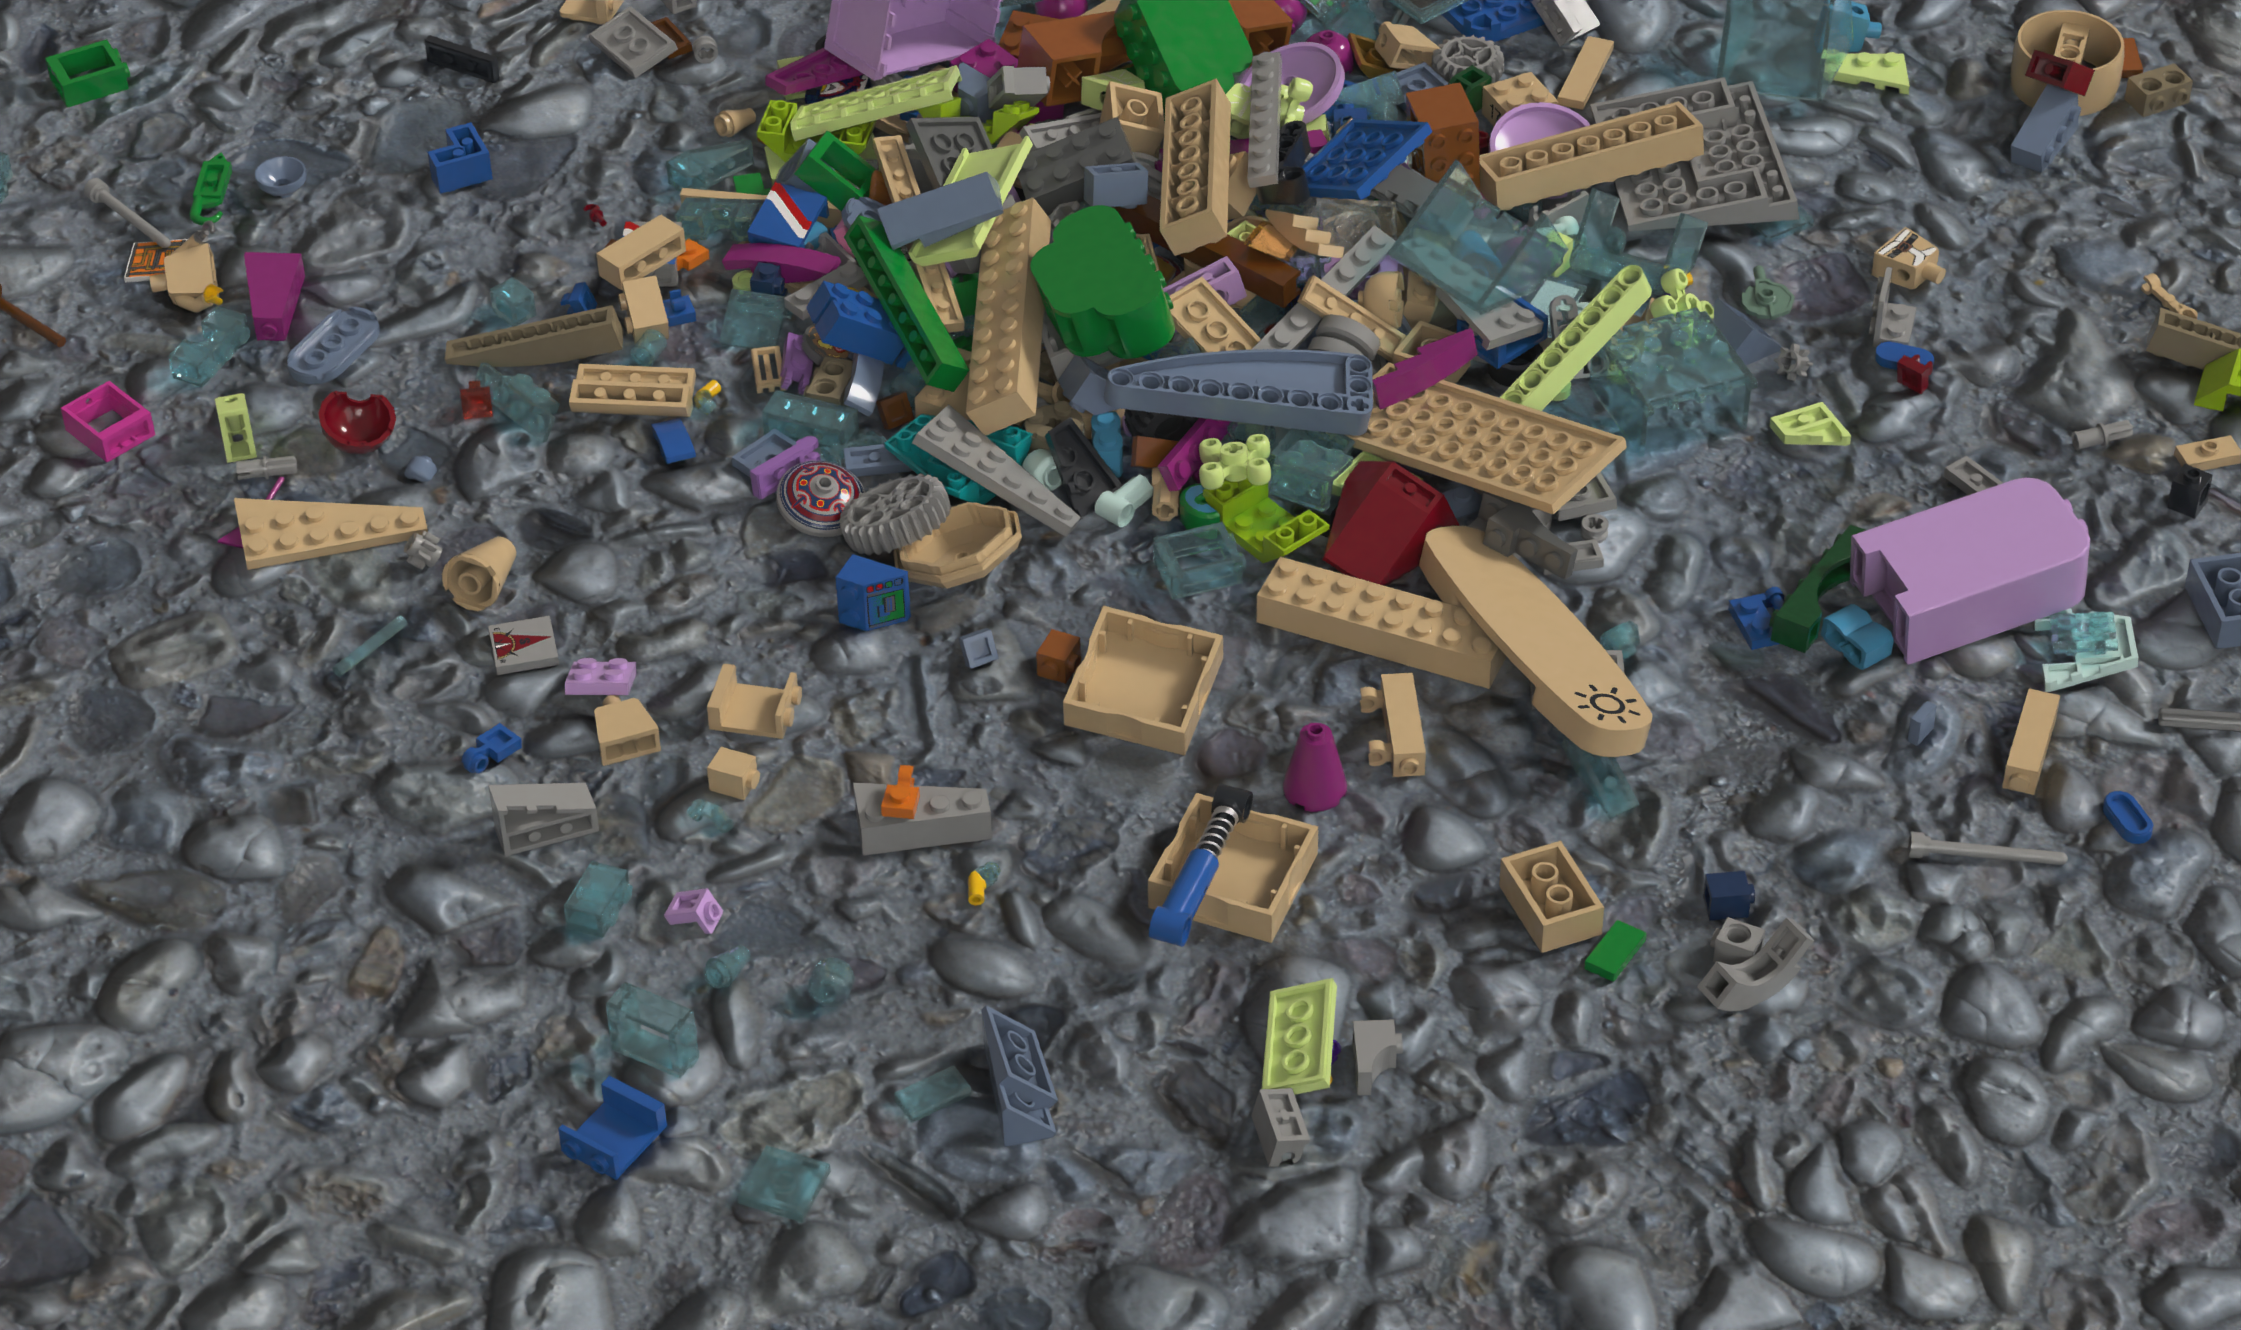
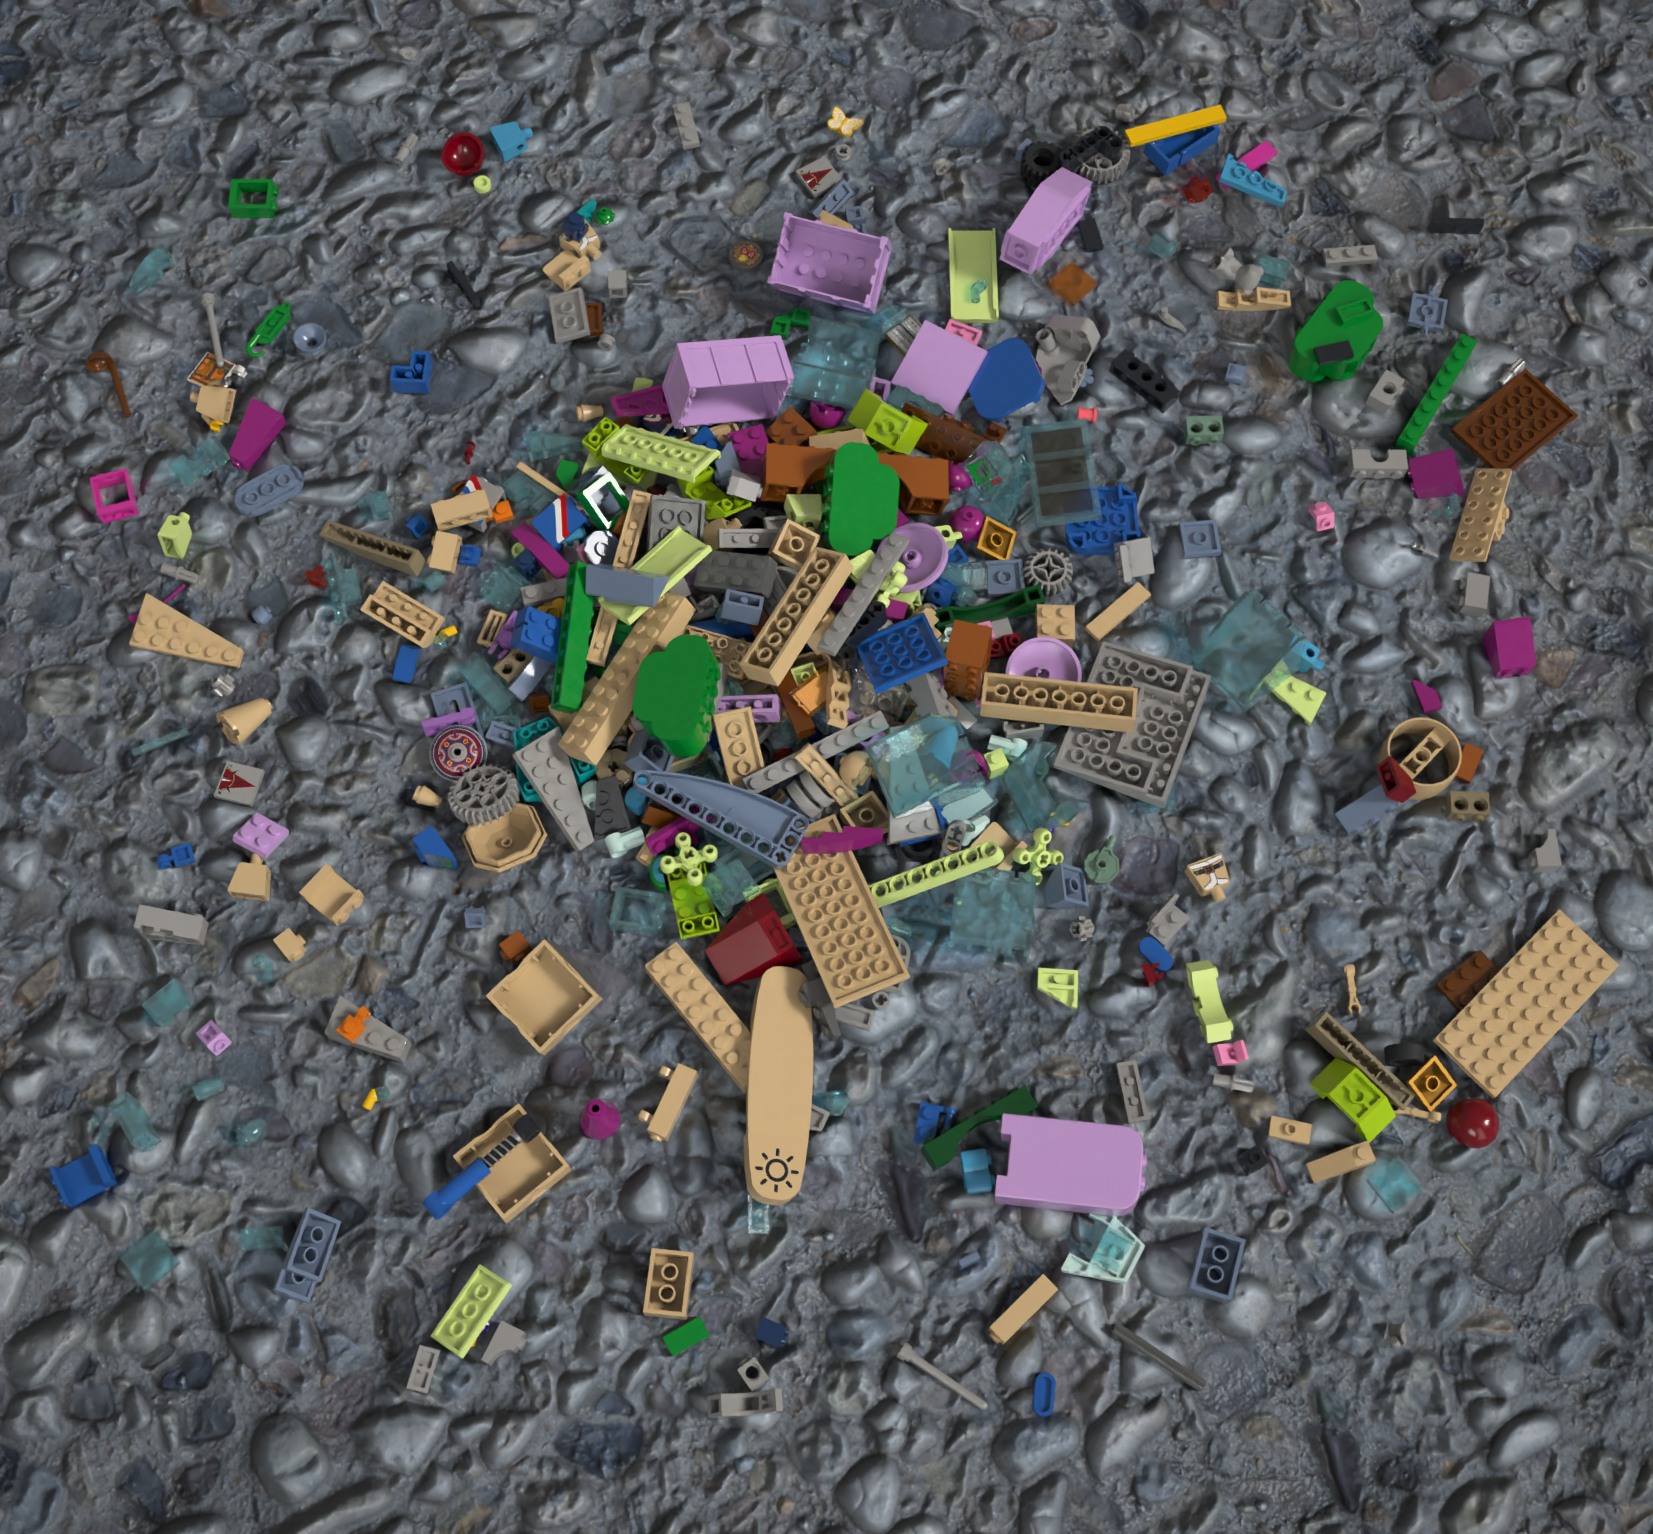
camera: 25 degrees right, 25 degrees up
(356, 424) = (237, 568): dark red cylinder -> none
(810, 558) = (427, 797): none -> tan cone
(1397, 46) = (1014, 541): tan torso -> none
(2005, 369) = (1207, 1001): none -> yellowish green brick
(2015, 15) = (1426, 697): none -> magenta tile
(2079, 408) = (1230, 1053): none -> bright pink bracket

